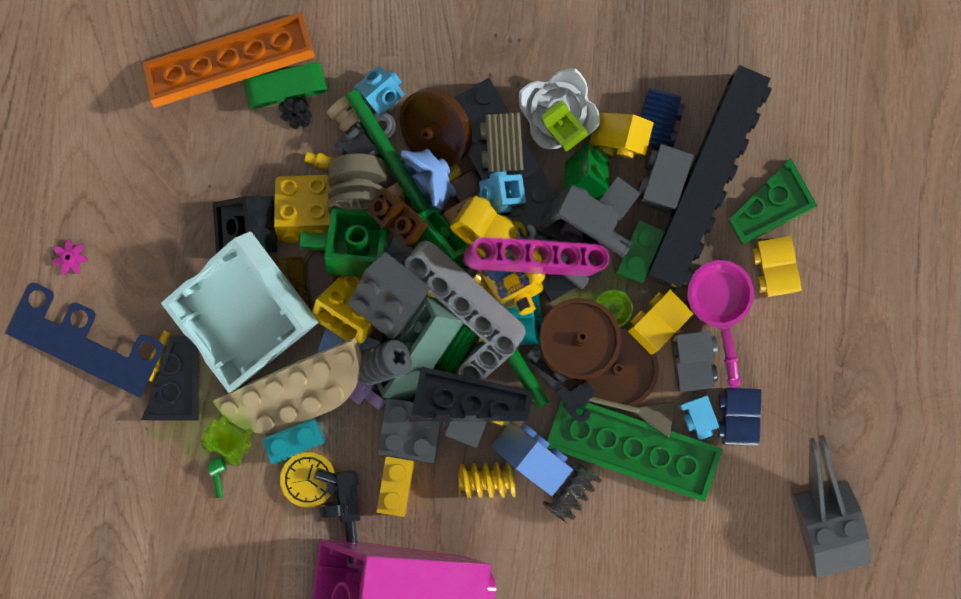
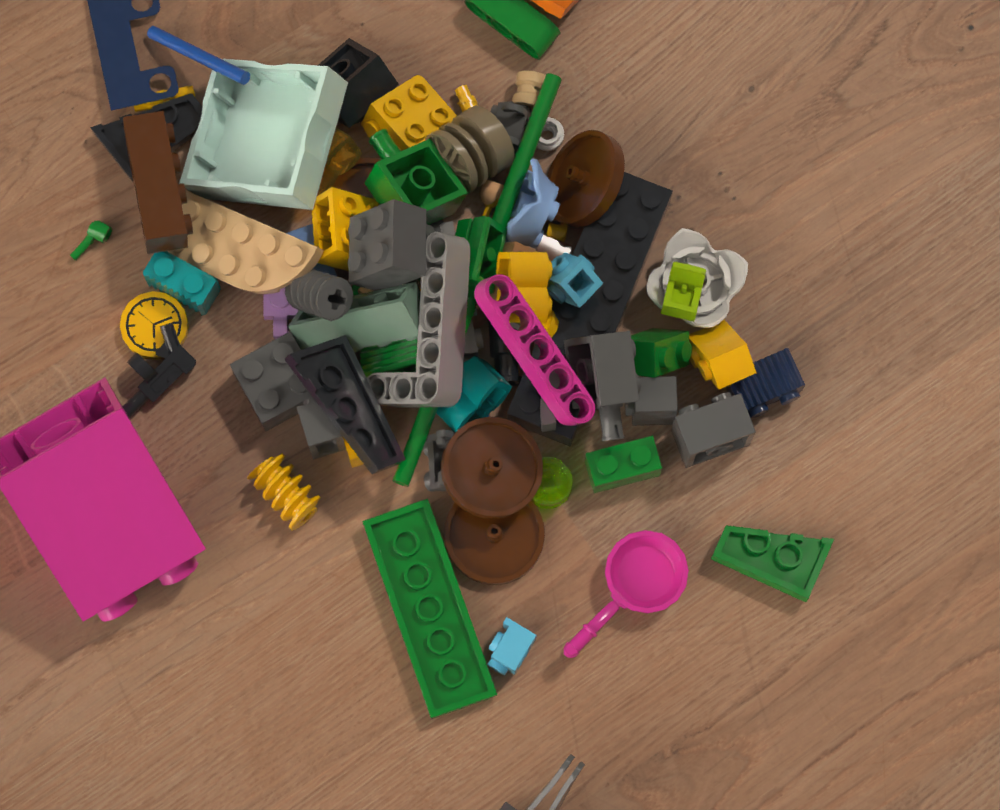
camera: 50 degrees right, 10 degrees down
(150, 312) = (198, 55): none -> blue bar
(218, 409) = (156, 182): none -> reddish brown brick
(227, 440) = (127, 220): clear neon green piece -> none
(295, 112) = (495, 45): black plant -> none
(380, 89) = (579, 104): medium azure brick -> none
(395, 486) = (213, 408): yellow brick -> none
(397, 216) = (469, 199): reddish brown slope -> none
(503, 143) = (619, 246): dark tan brick -> none
(512, 287) = (488, 357): torso -> none
(530, 456) = (341, 505): medium blue brick -> none
(572, 492) = (338, 581): clear smoke piece -> none
(576, 398) = (431, 506): black piece -> none
(658, 415) = (478, 607): dark tan piece -> none
(660, 321) = (572, 535): yellow brick -> none
(693, 360) = (563, 592): dark grey brick -> none
(707, 177) = (745, 470): black brick -> none
(741, 416) = (542, 688): dark blue brick -> none
(777, 267) = (717, 608): yellow brick -> none

